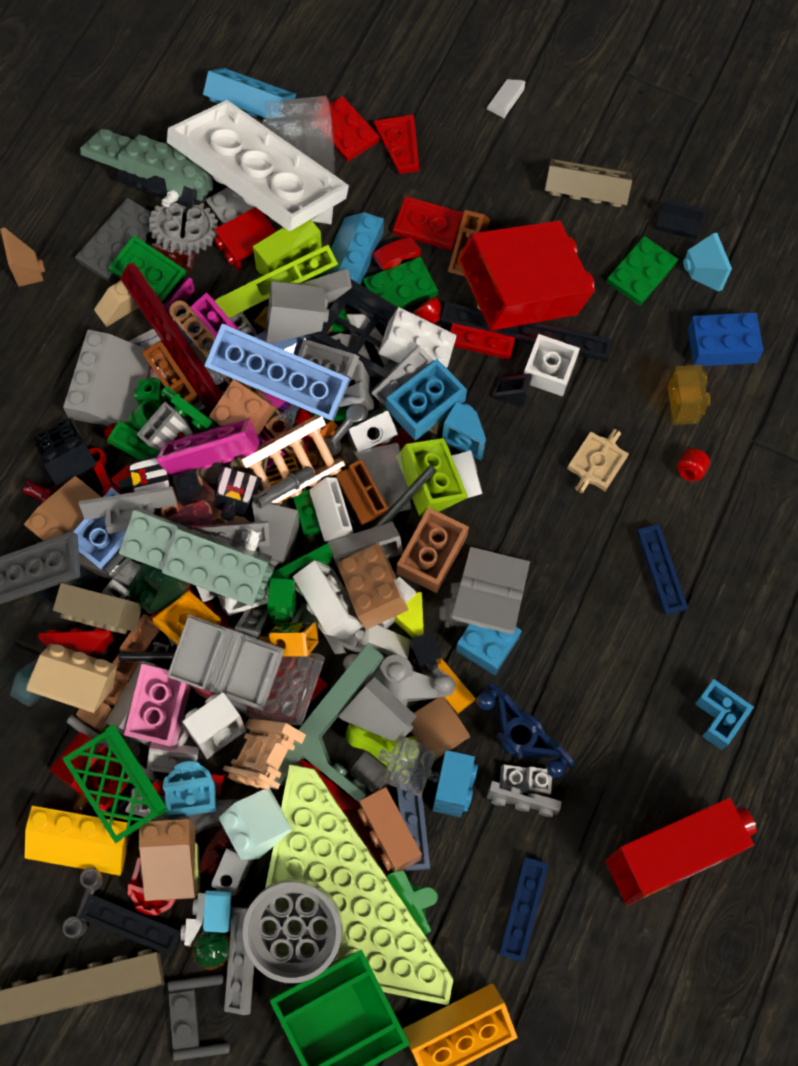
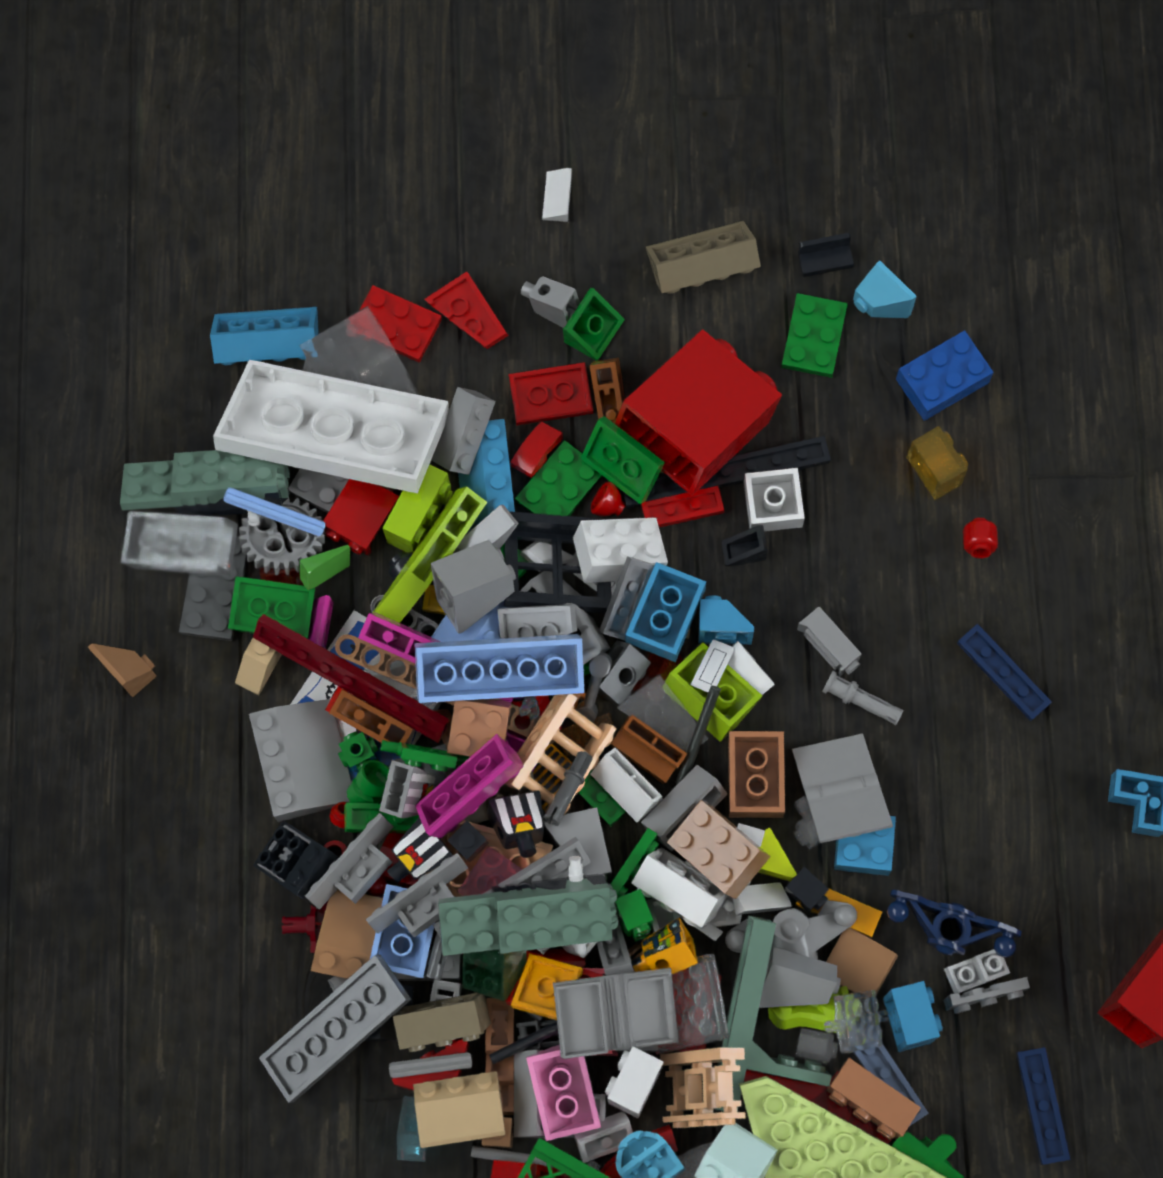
camera: 20 degrees left, 5 degrees up
(71, 636) = (430, 1065): none -> light grey axle
(97, 467) = (356, 867): none -> light grey bracket
(108, 195) = (179, 543): none -> clear brick
(184, 202) = (274, 511): none -> light blue axle
(200, 258) = (323, 566): none -> bright green slope
(349, 212) = (463, 430): none -> light grey brick
(442, 455) = (712, 665): none -> white sticker
(453, 283) = (622, 460): none -> green plate
(464, 161) = (552, 299): none -> light grey torso
(482, 188) = (592, 325): none -> green slope
(537, 529) = (852, 693): none -> light grey pin
(540, 484) = (830, 642): none -> light grey window
(598, 461) = (877, 584): tan plate -> none

